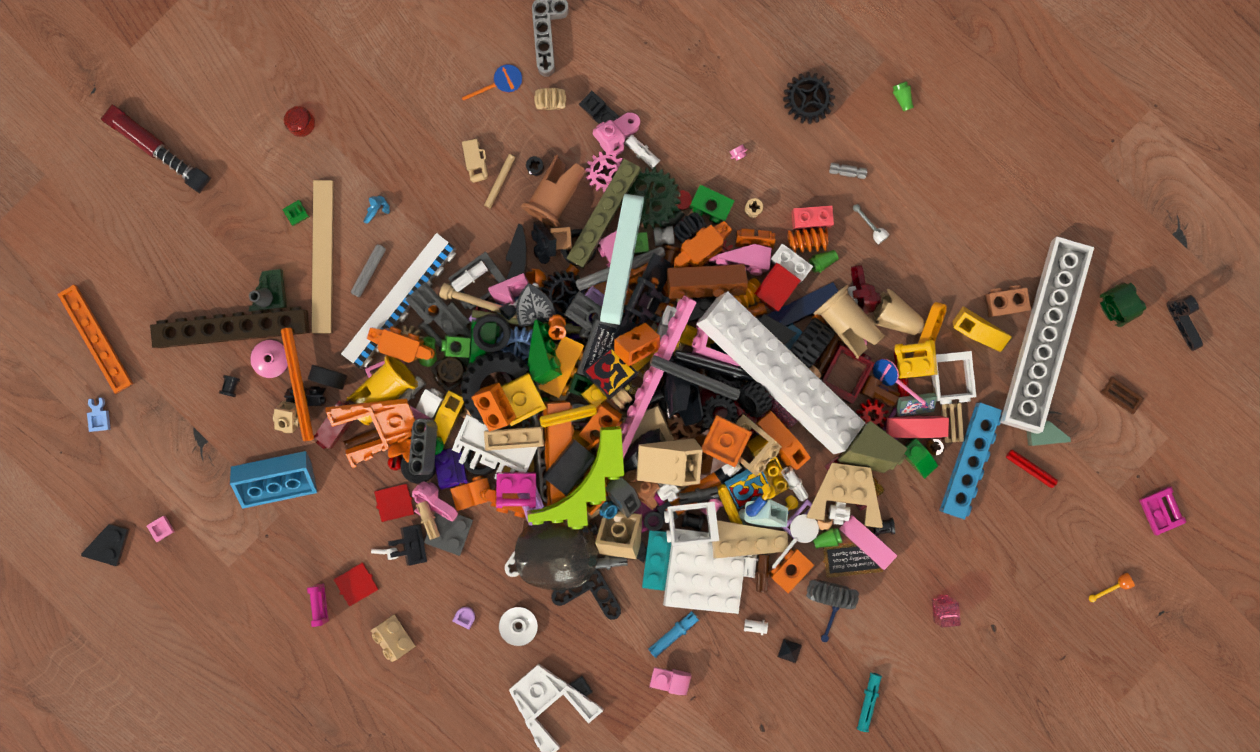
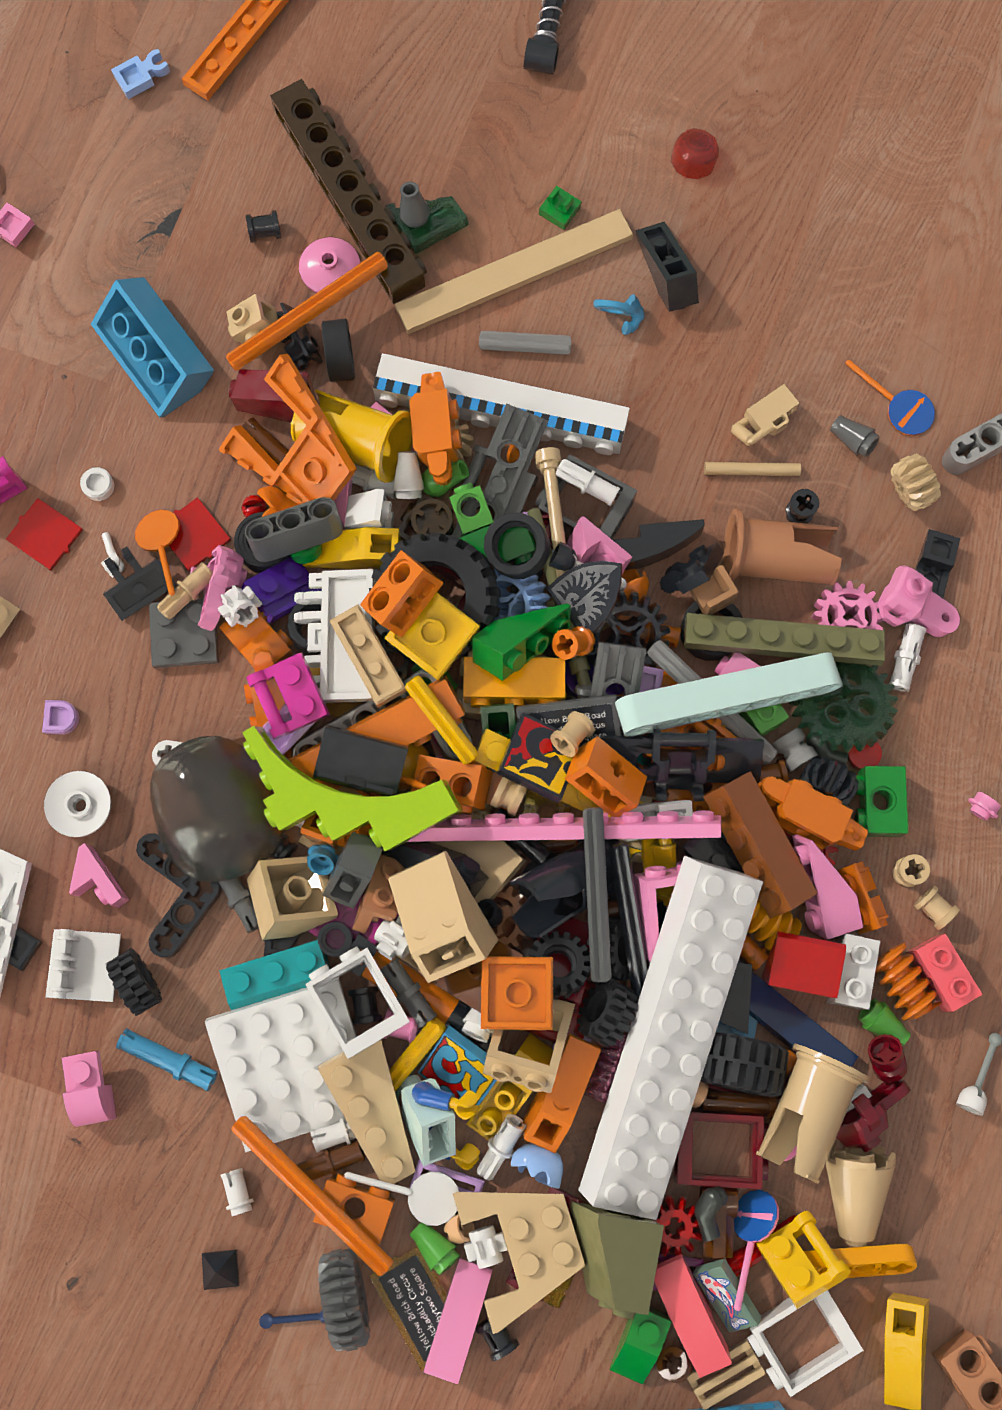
camera: 70 degrees right, 10 degrees down
(340, 543) = (97, 484): none -> white tile
(361, 170) = (669, 267): none -> black slope
(385, 522) = (157, 532): none -> orange piece
(421, 372) = (408, 478): none -> white cone
(453, 494) = (239, 606): none -> white gear
(507, 116) = (856, 436): none -> dark grey cone
(557, 632) = (92, 871): none -> bright pink slope
(605, 658) = (79, 965): none -> white hinge
(606, 350) = (572, 734): none -> tan bush
(627, 634) = (133, 982): none -> black tyre
(677, 434) = (492, 912): none -> black hinge
(775, 588) = (312, 1195): none -> orange axle
(778, 204) = (936, 907): none -> tan bush
(812, 467) = (541, 1164): none -> light blue hair
(840, 268) = (887, 1058): none -> dark red wheel
(871, 394) = (707, 1209): none -> pearl dark grey arm

